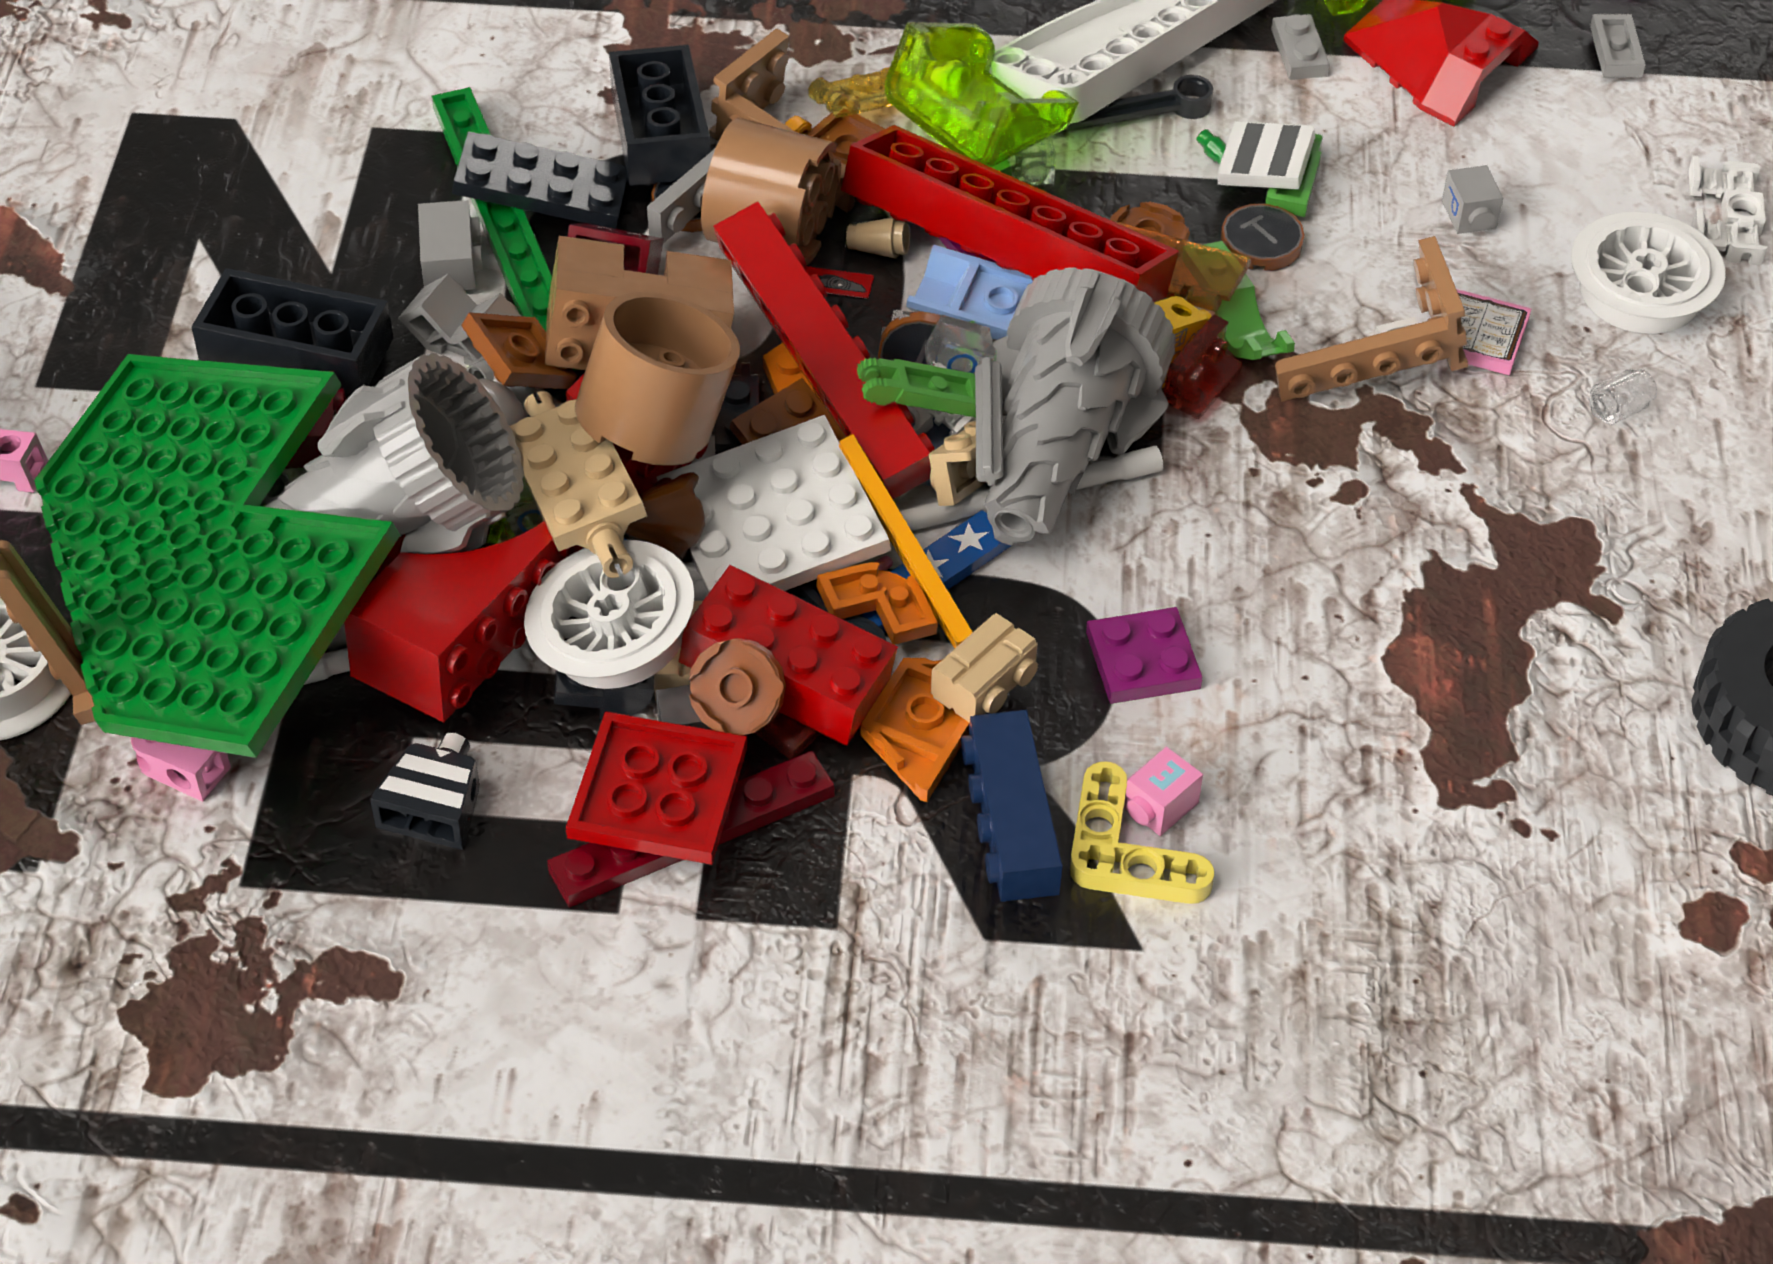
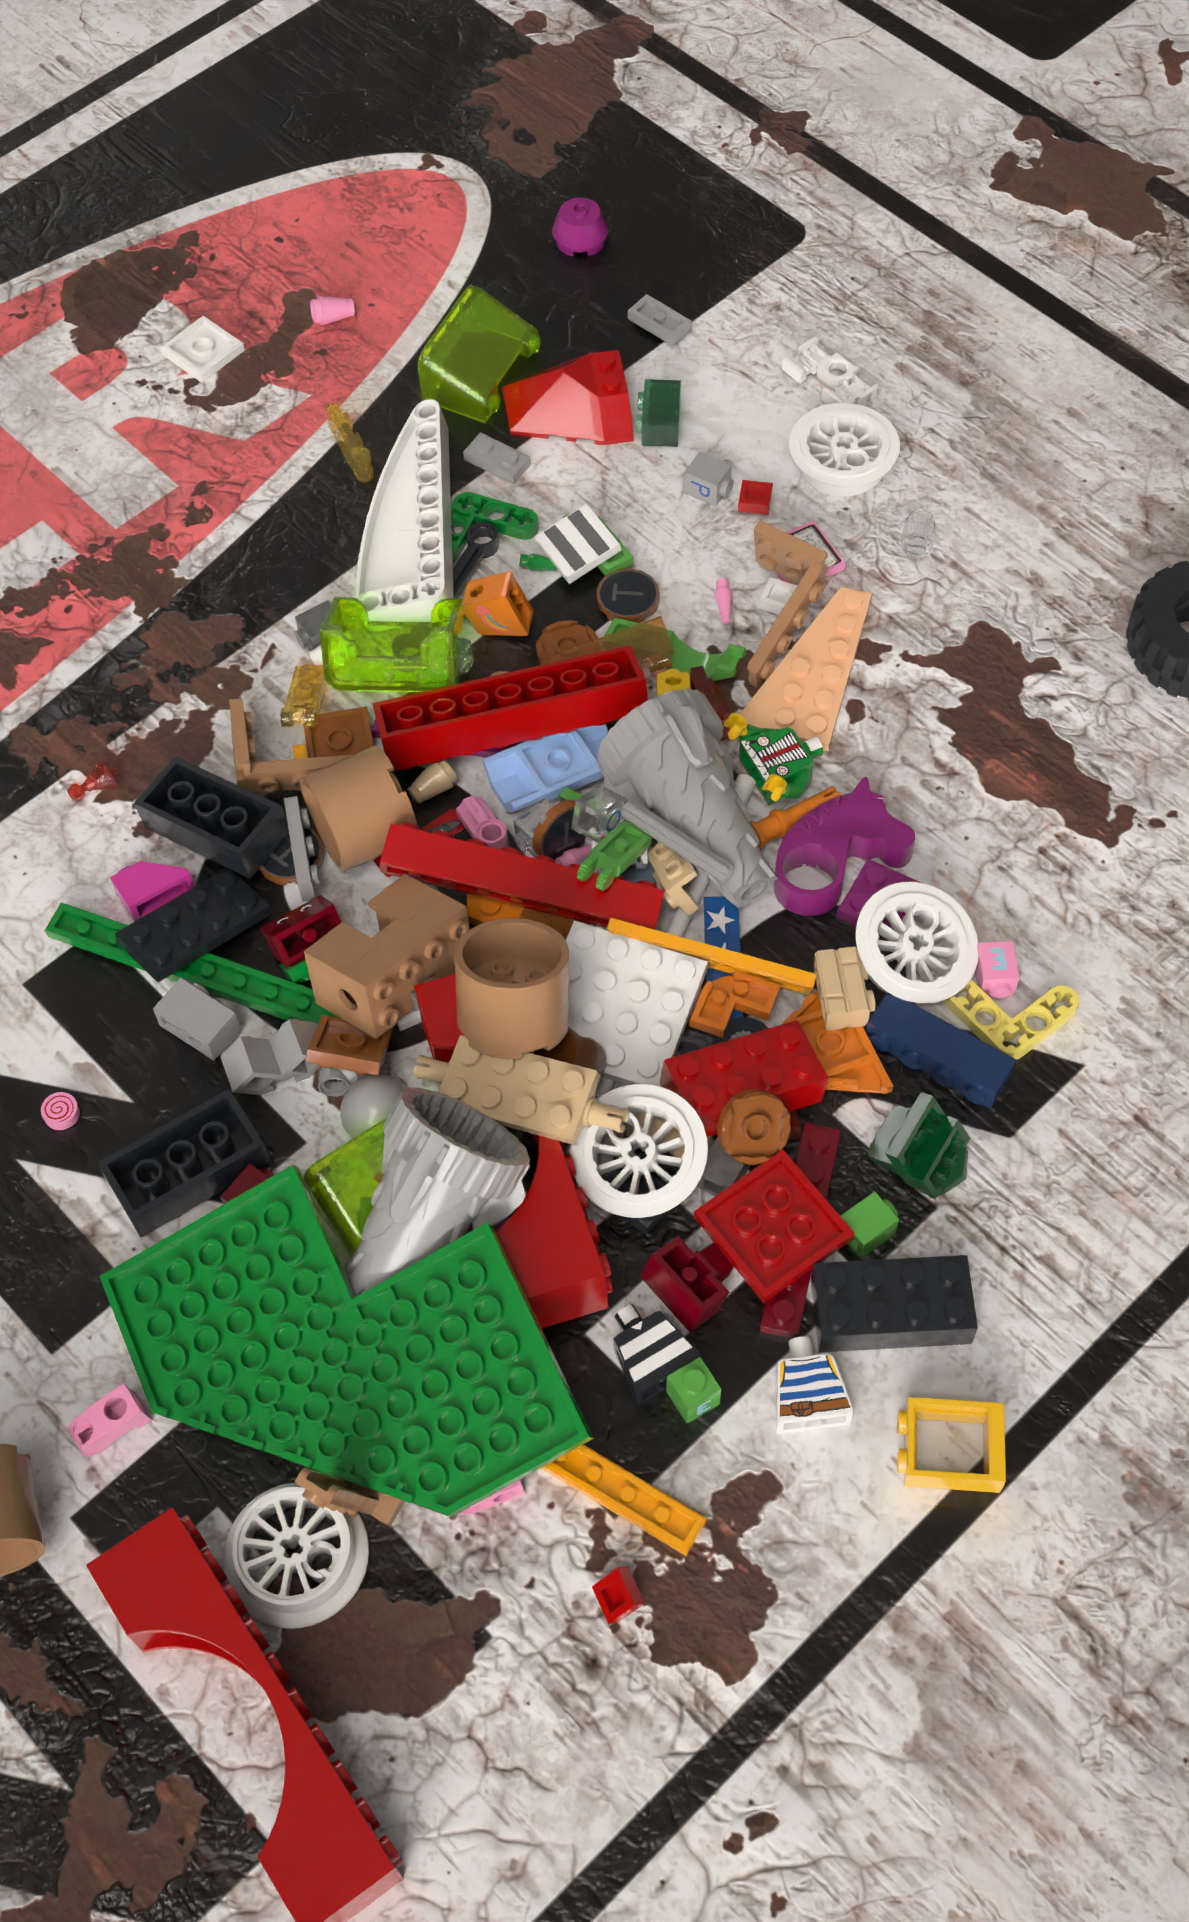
camera: 45 degrees left, 10 degrees up
(155, 930) = (618, 1594): none -> red plate
(268, 855) = (629, 1497): none -> light orange tile
(270, 230) = (60, 1111): none -> bright pink tile
(421, 847) = (693, 1390): none -> bright green brick
(510, 941) = (809, 1390): none -> torso
(534, 765) = (688, 1281): none -> dark red brick
(547, 125) = (149, 886): none -> dark pink slope
(592, 1138) = (985, 1413): none -> yellow window
(626, 30) = (98, 779): none -> clear red piece
(676, 948) = (893, 1303): none -> black brick
(747, 873) = (872, 1222): none -> bright green brick
(870, 302) = (482, 823): none -> bright pink piece
(878, 859) = (922, 1147): none -> dark green piece
(1120, 147) = (497, 606): none -> orange torso
(1135, 512) = (780, 821): none -> orange pin
(1147, 656) = (915, 945): none -> white piece
(1157, 560) = (829, 835): none -> magenta animal
(1202, 457) = (774, 758): none -> torso
(1208, 63) = (486, 506): none -> green beam
(1328, 436) = (814, 675): none -> light nougat wing
(1350, 305) = (724, 599): none -> bright pink piece
(1500, 248) = (755, 497): none -> red plate
(1501, 113) = (659, 412): none -> clear green brick

